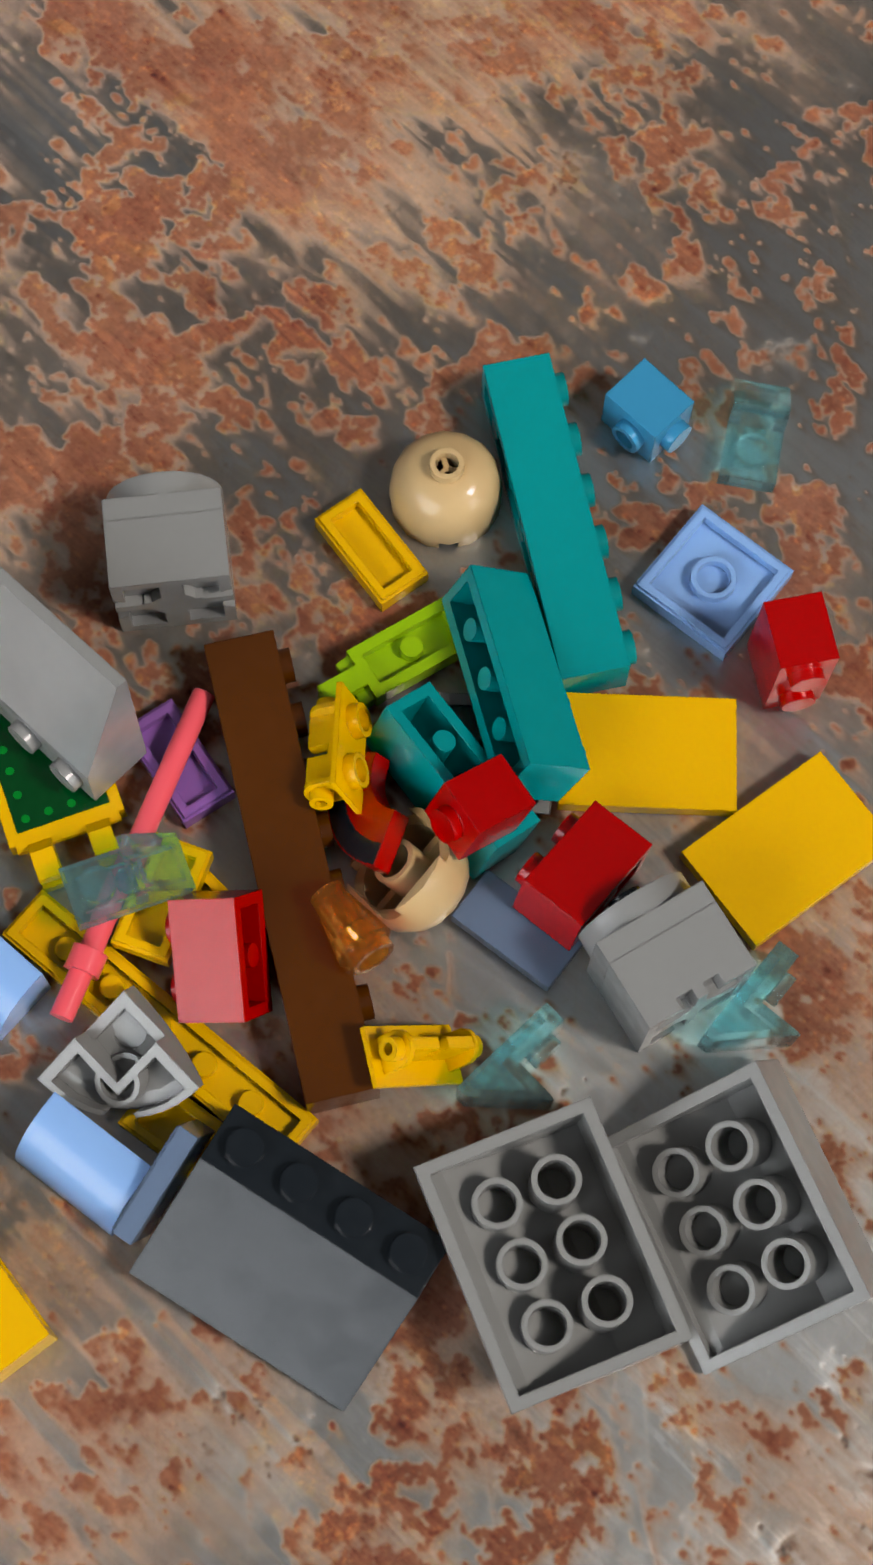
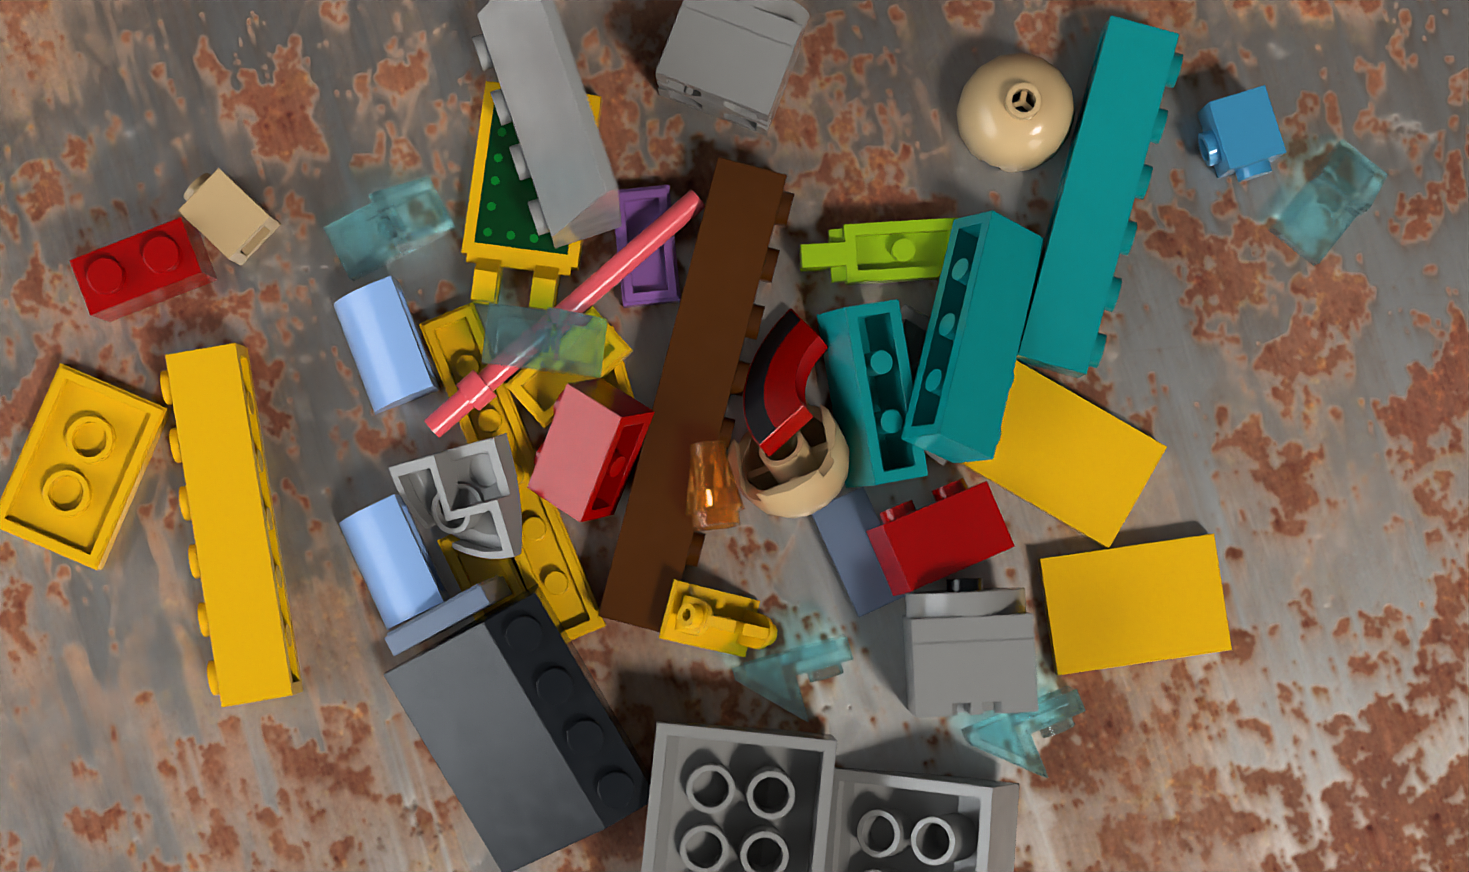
camera: 30 degrees right, 15 degrees up
(341, 730) = (800, 299): yellow hinge -> none
(371, 549) = (919, 133): yellow tile -> none
(479, 807) = (875, 446): red brick -> none
(711, 582) = (1209, 324): light blue tile -> none
(792, 651) = (1238, 438): red brick -> none

